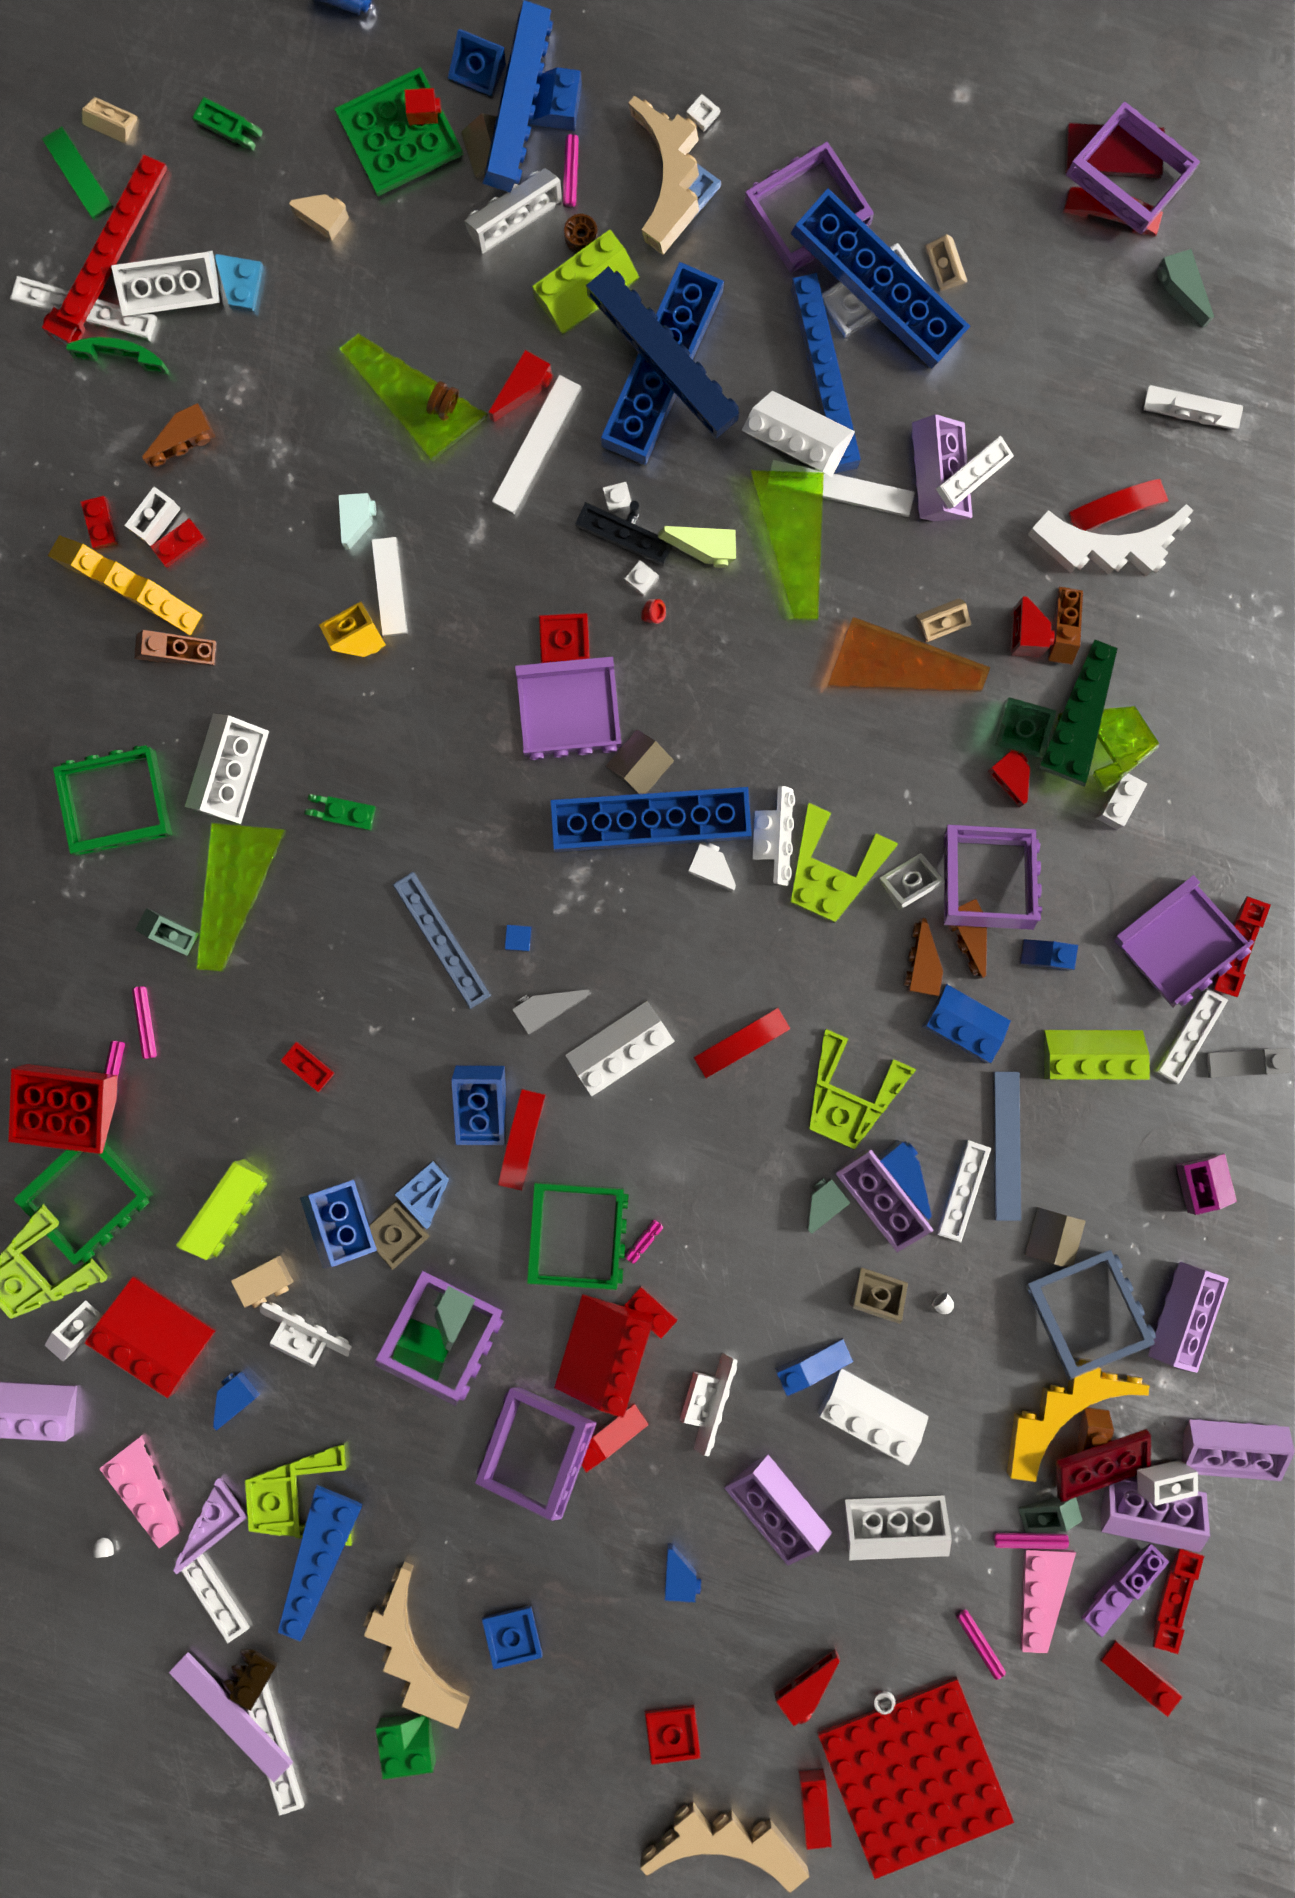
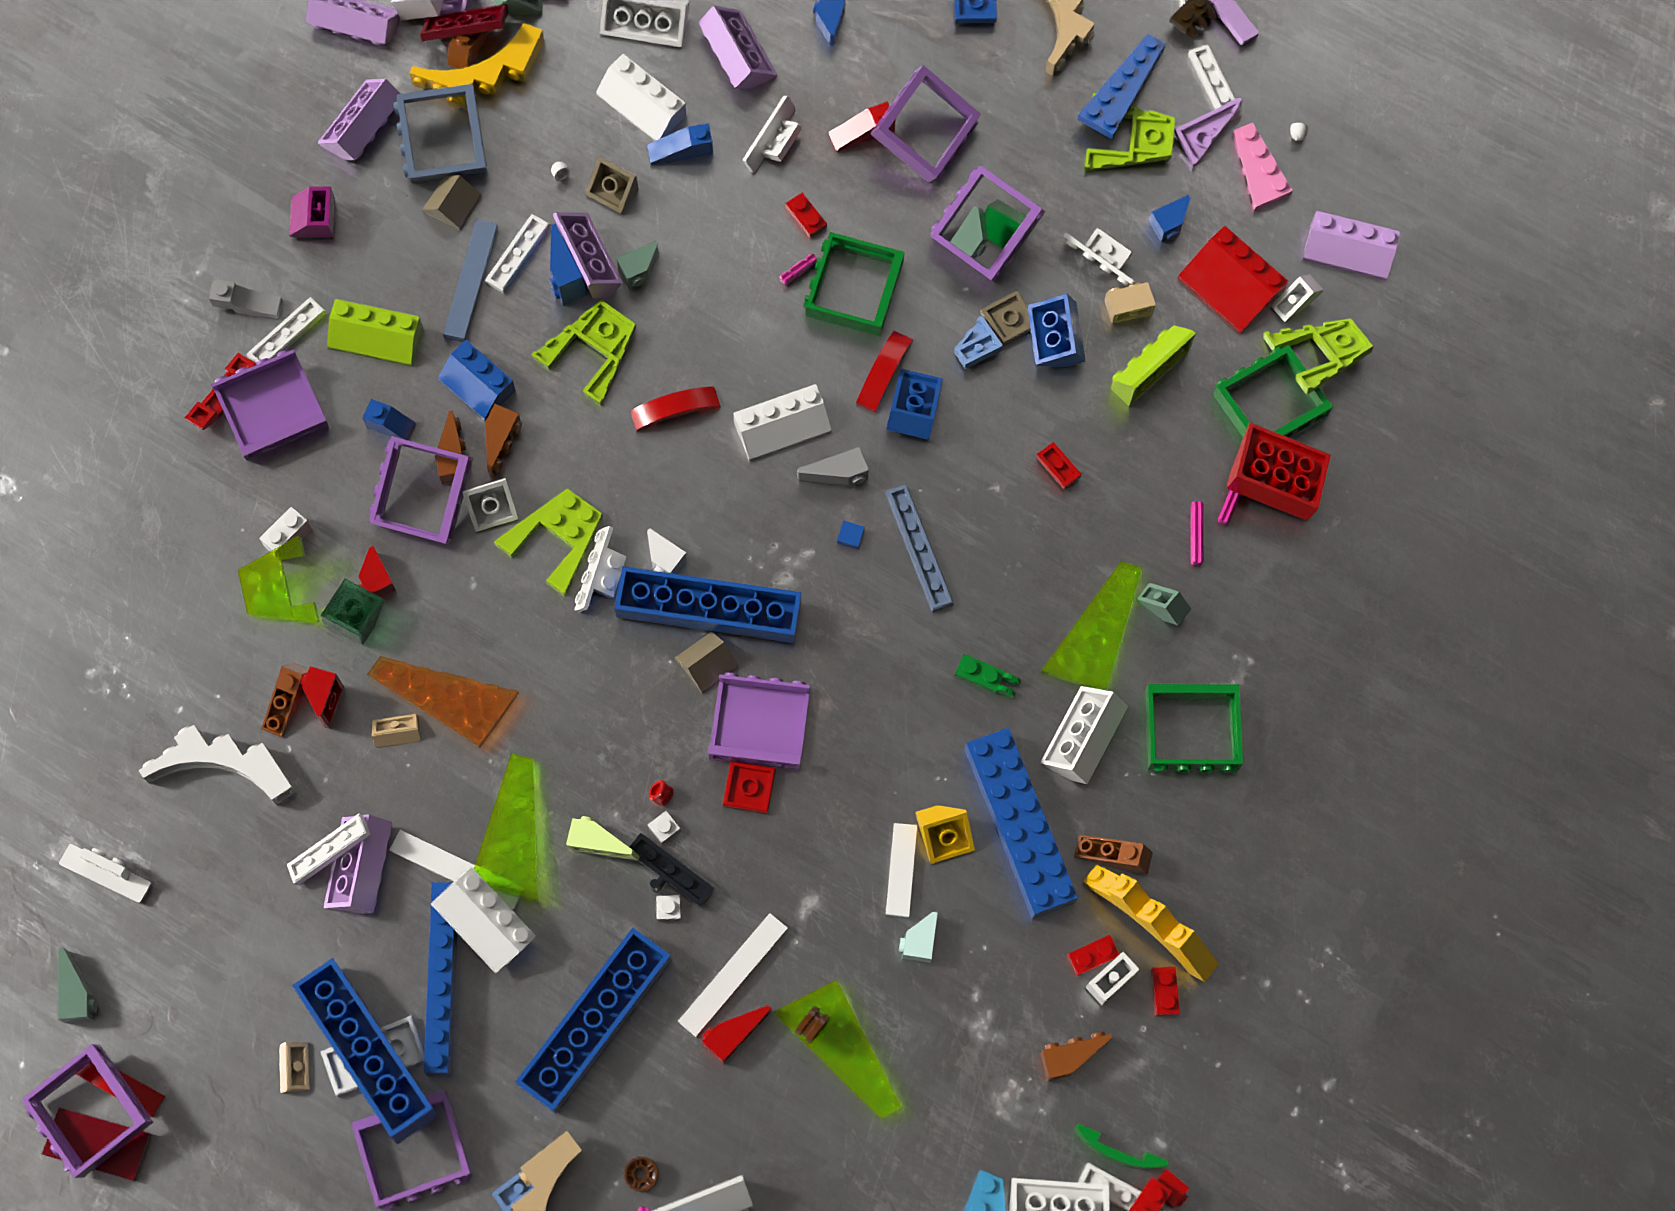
camera: 170 degrees left, 15 degrees down
(275, 658) = (1020, 823): none -> blue brick
(564, 290) = (648, 1122): lime slope -> none
(604, 1354) = (851, 187): red slope -> none
(662, 352) = (592, 1018): dark blue brick -> none
(1078, 728) = (302, 604): dark green wing -> none
(1119, 505) = (203, 796): red slope -> none

